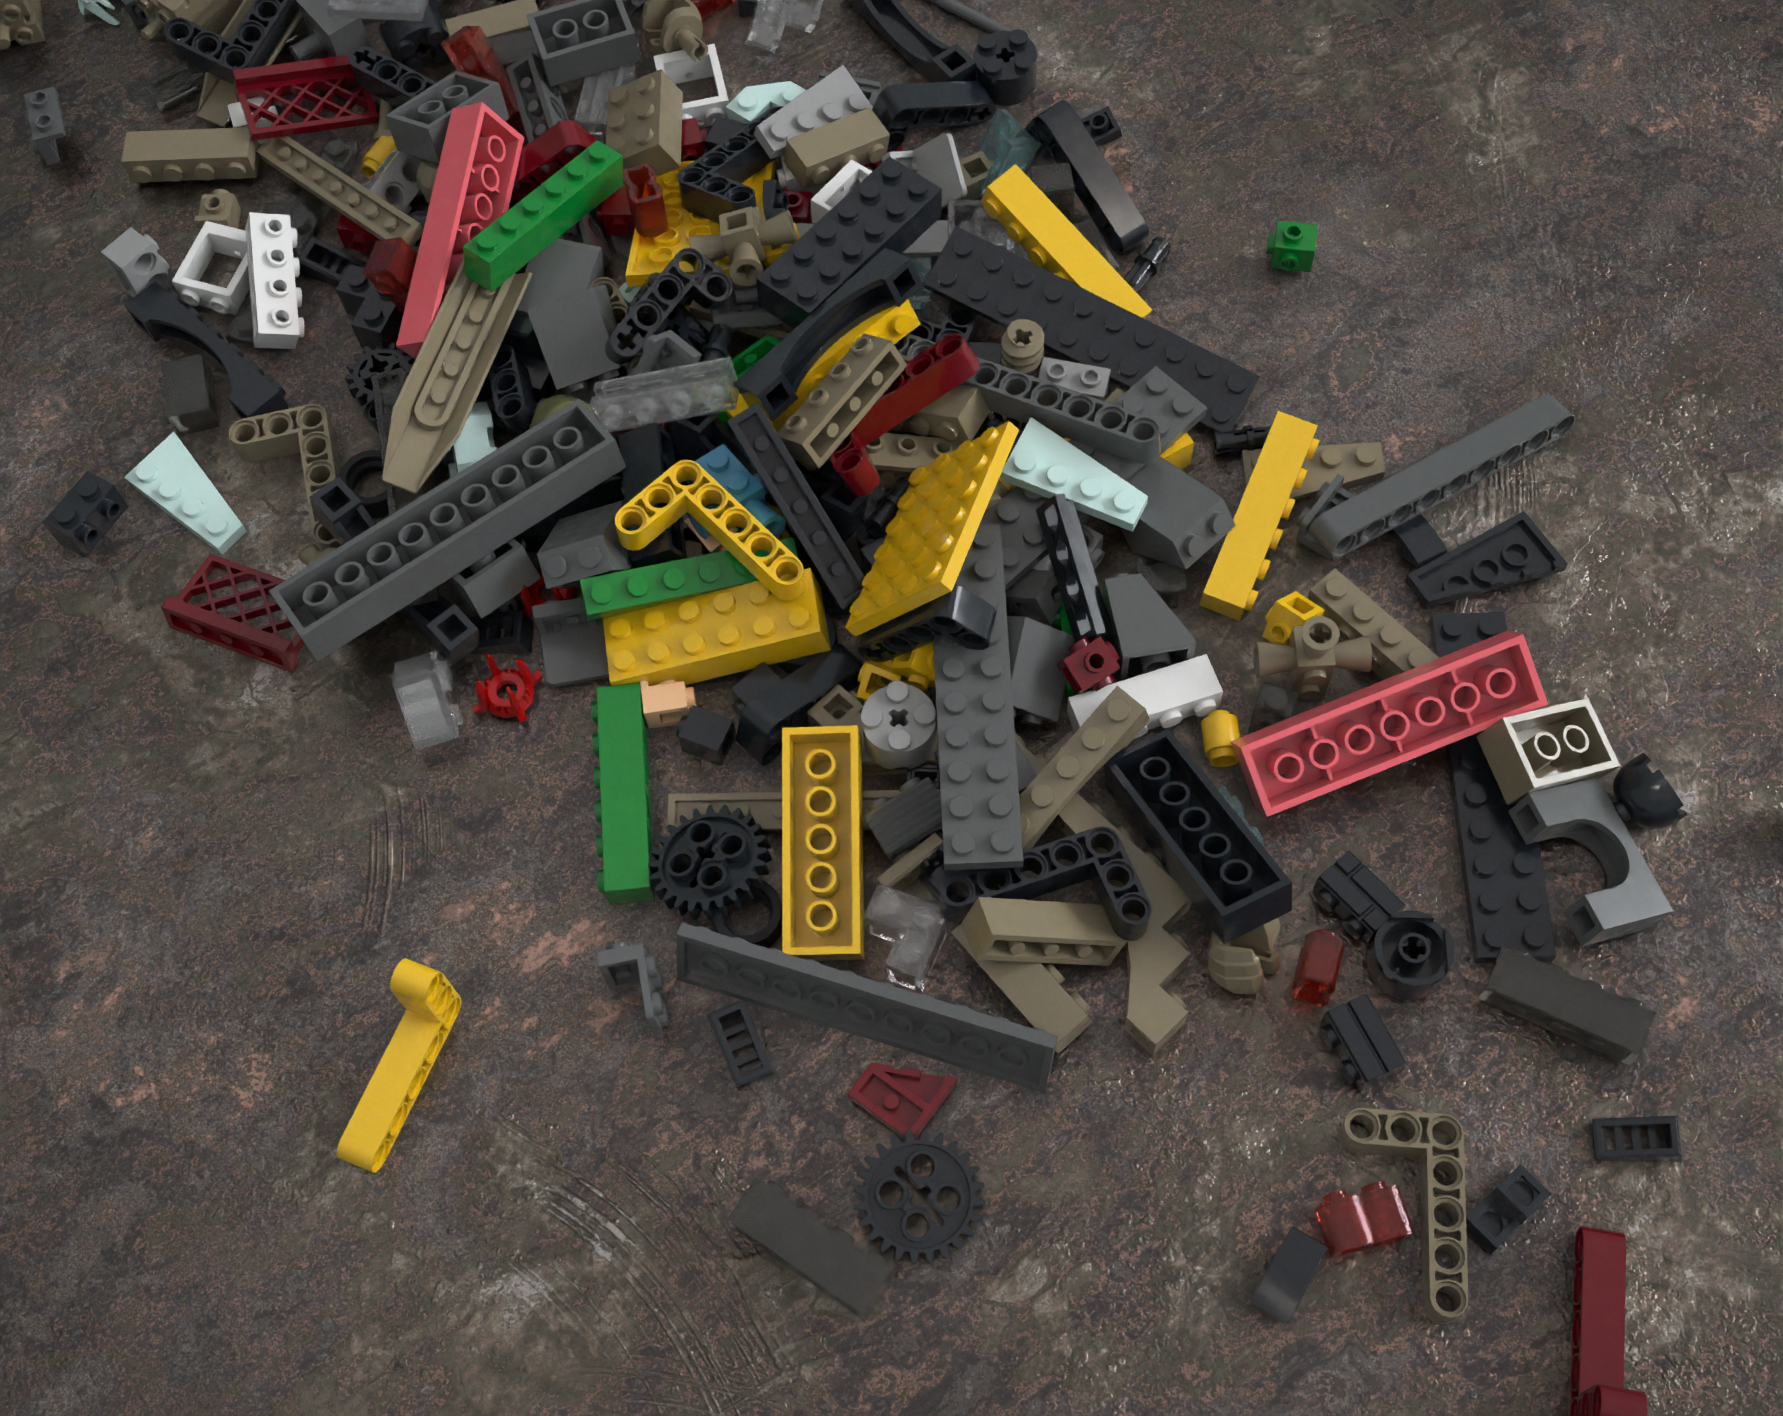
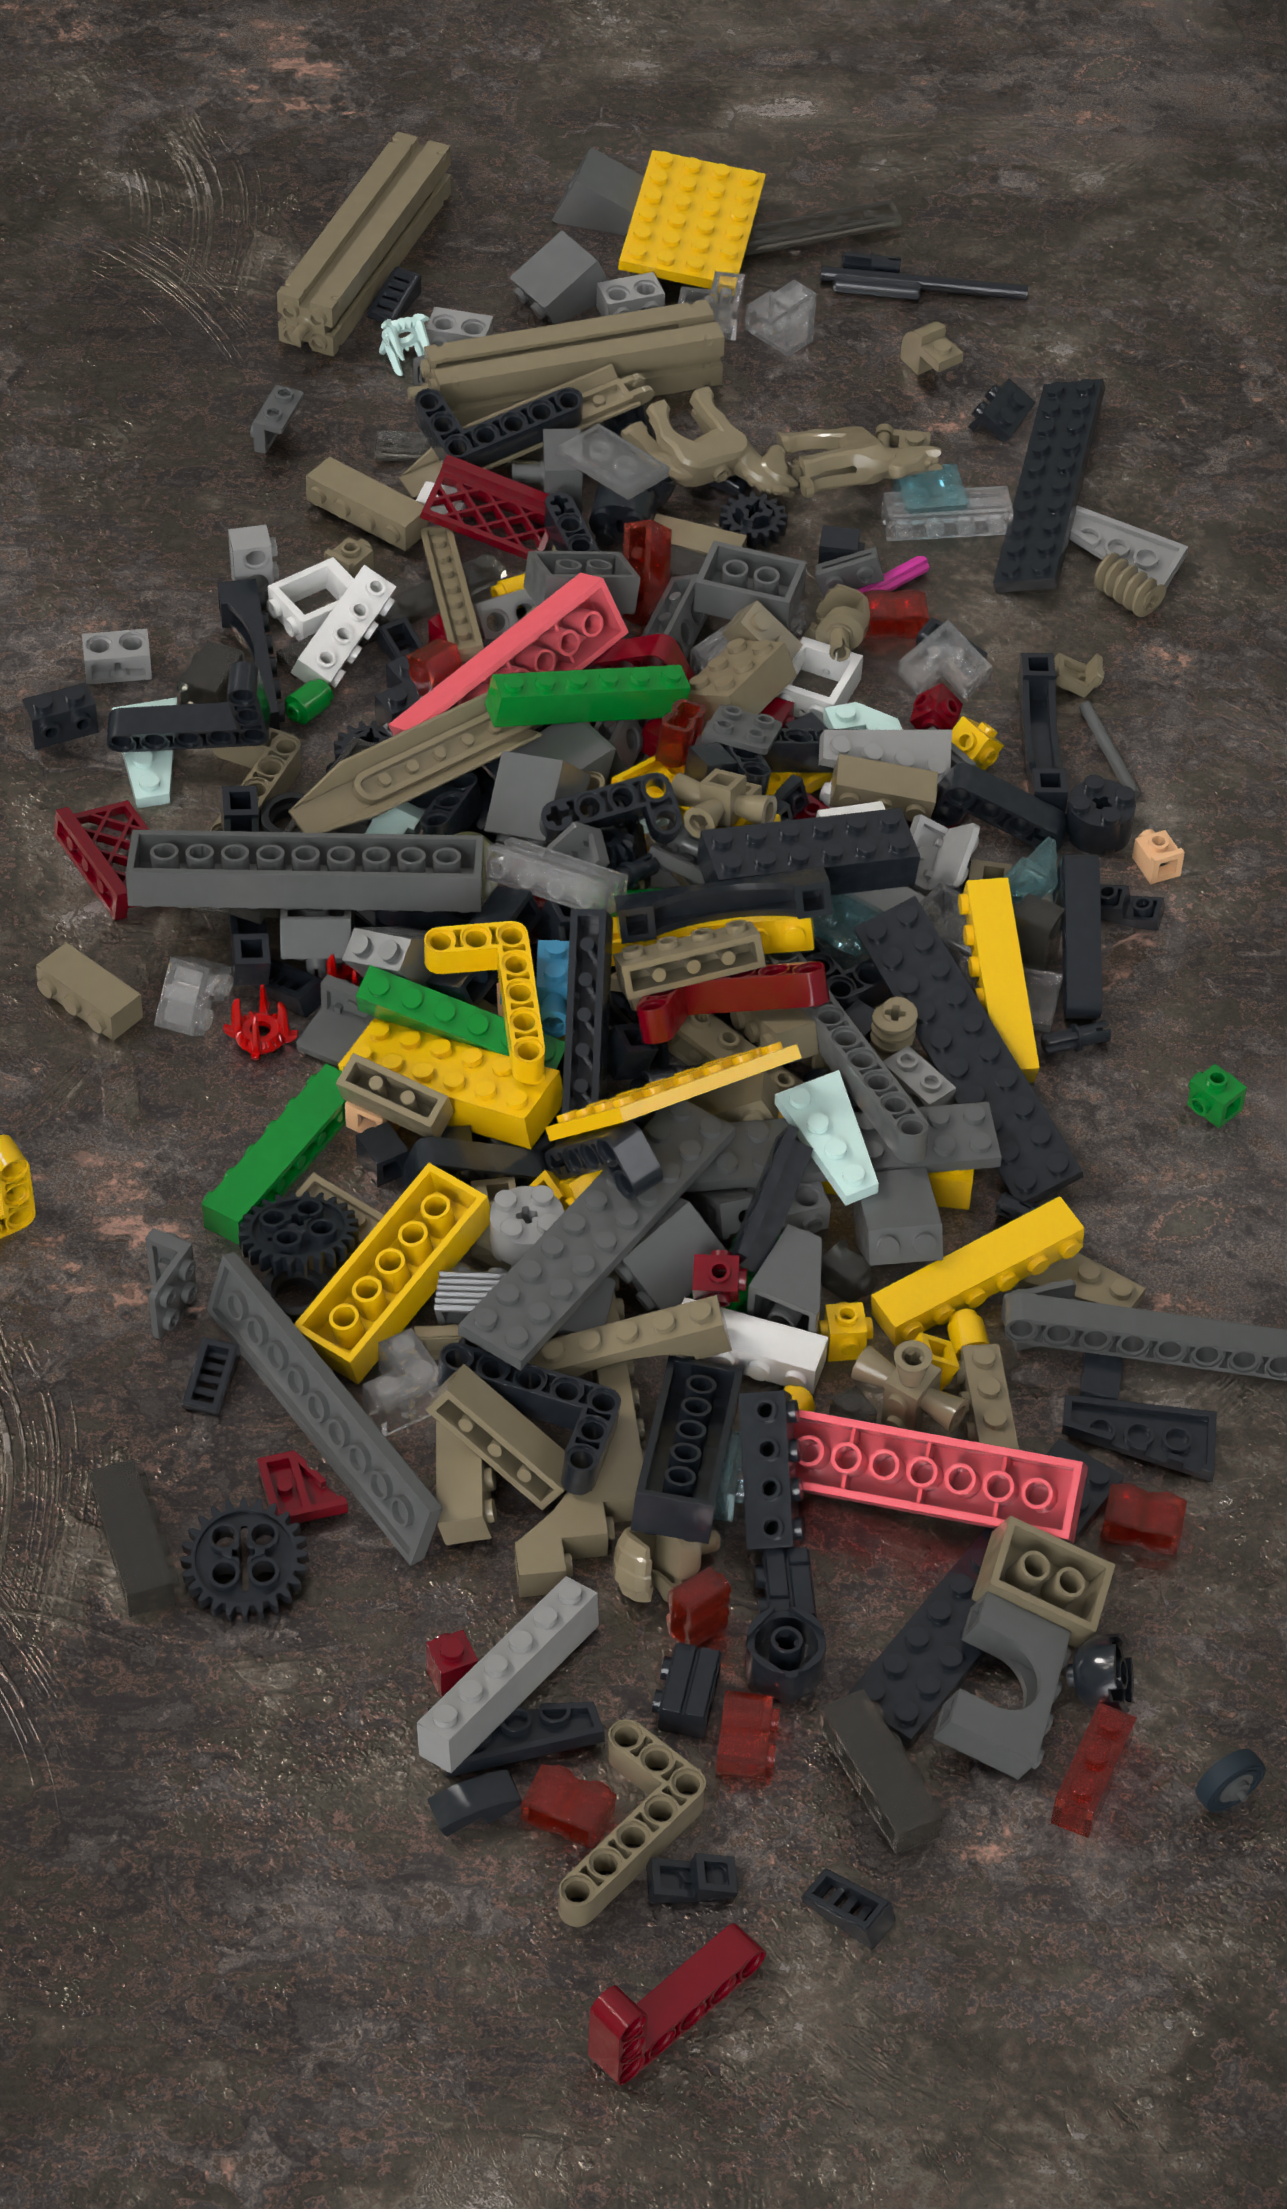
camera: 30 degrees right, 15 degrees down
(89, 426) = (116, 656): none -> light grey brick
(220, 449) = (197, 726): none -> black beam
(292, 363) = (308, 701): none -> green brick
(330, 756) = (89, 991): none -> dark tan brick
(618, 67) = (758, 624): none -> dark tan brick
(689, 169) = (741, 730): none -> dark grey bracket
(691, 683) = (394, 1097): none -> dark tan brick
(695, 215) = (705, 758): none -> black brick
(808, 56) = (936, 708): none -> dark red brick
(863, 54) = (977, 741): none -> yellow brick
(1072, 74) = (1154, 849): none -> light nougat brick
(1165, 1163) = (449, 1659): none -> dark red brick
(1210, 632) = (846, 1330): none -> yellow brick
(1225, 1144) = (507, 1674): none -> light grey brick
(1255, 1197) = (535, 1734): none -> black wing
(1276, 808) = (770, 1470): none -> black brick
(1293, 573) = (966, 1329): none -> yellow brick
(1438, 1050) = (744, 1735): none -> clear red brick
(1556, 635) = (1143, 1518): none -> clear red brick
(1709, 882) = (1093, 1770): none -> clear red brick

